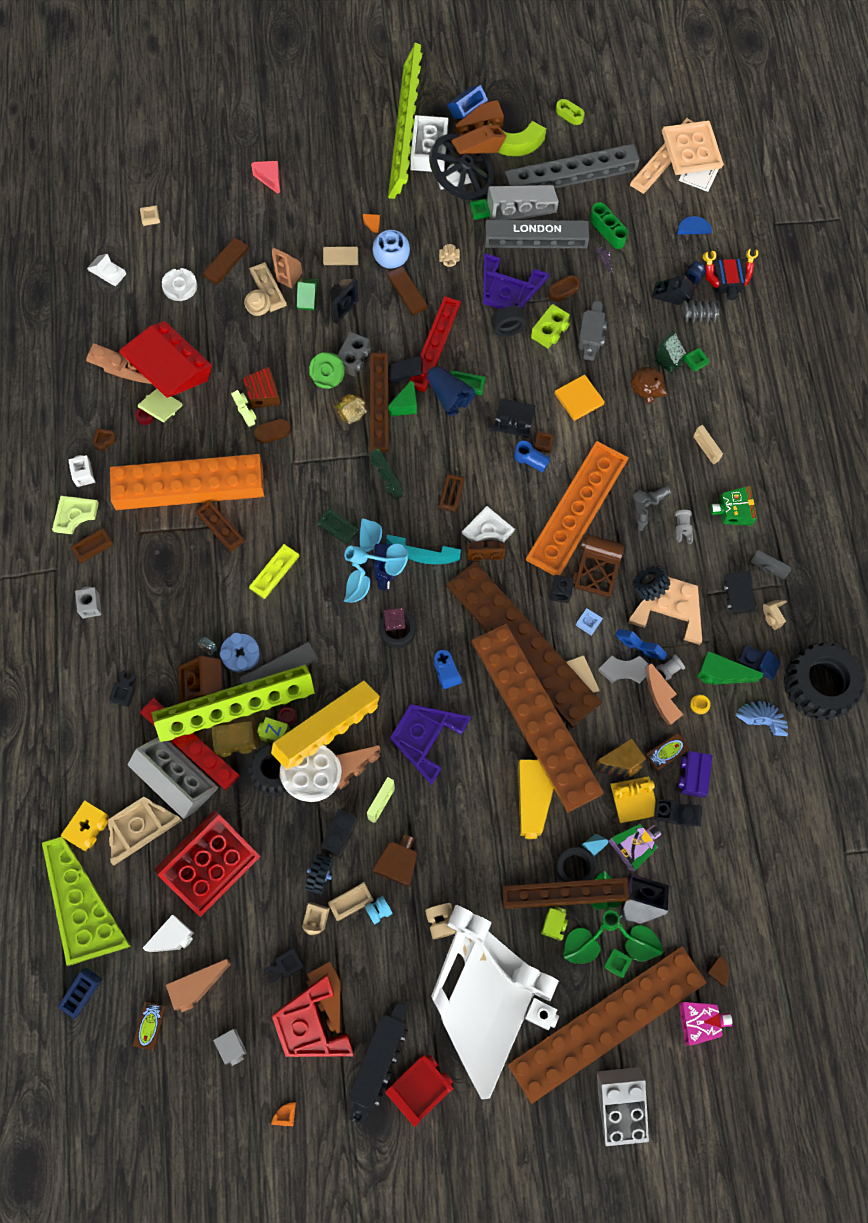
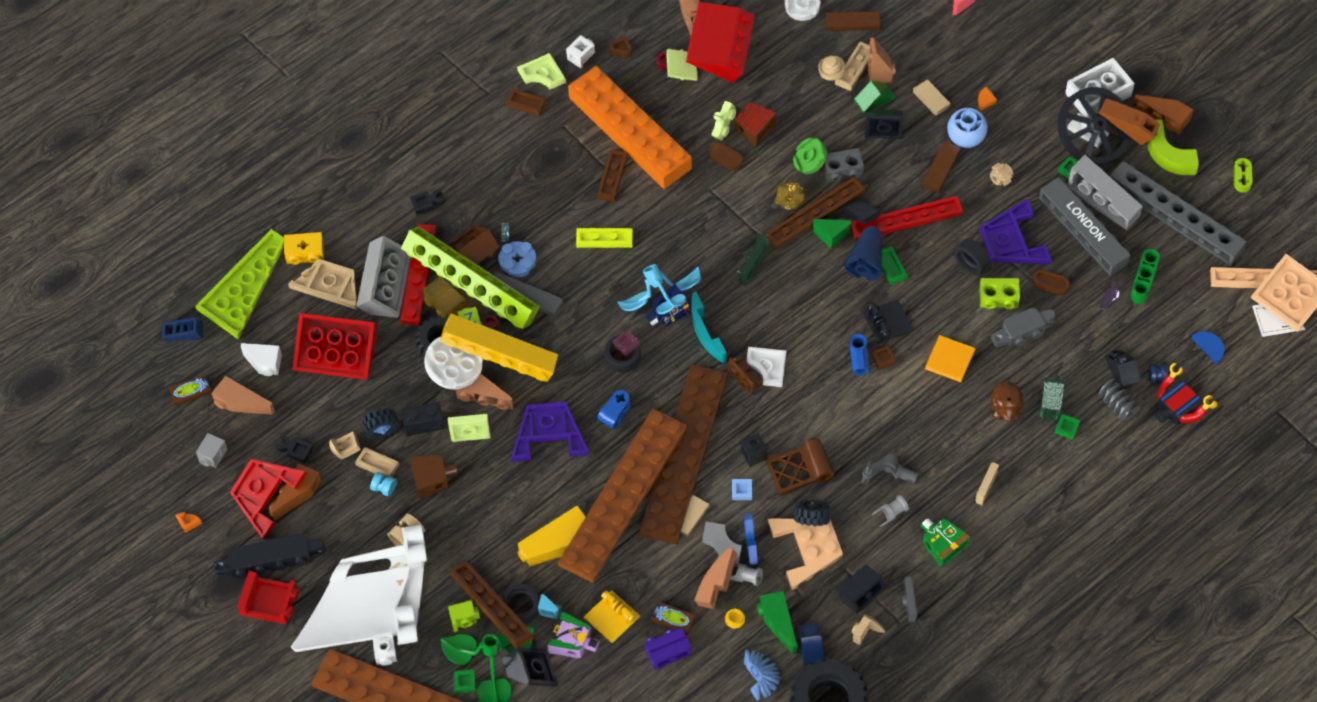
camera: 60 degrees right, 10 degrees down
(91, 609) = (471, 131): light grey brick -> none
(338, 526) = (678, 256): clear green plate -> none
(405, 122) = (1122, 47): lime plate -> none
(448, 506) = (778, 321): reddish brown tile -> none
(467, 102) = (1171, 89): blue brick -> none
(577, 509) = (840, 419): orange plate -> none
(622, 761) = (634, 580): pearl gold slope -> none
(676, 813) = (623, 653): black slope -> none

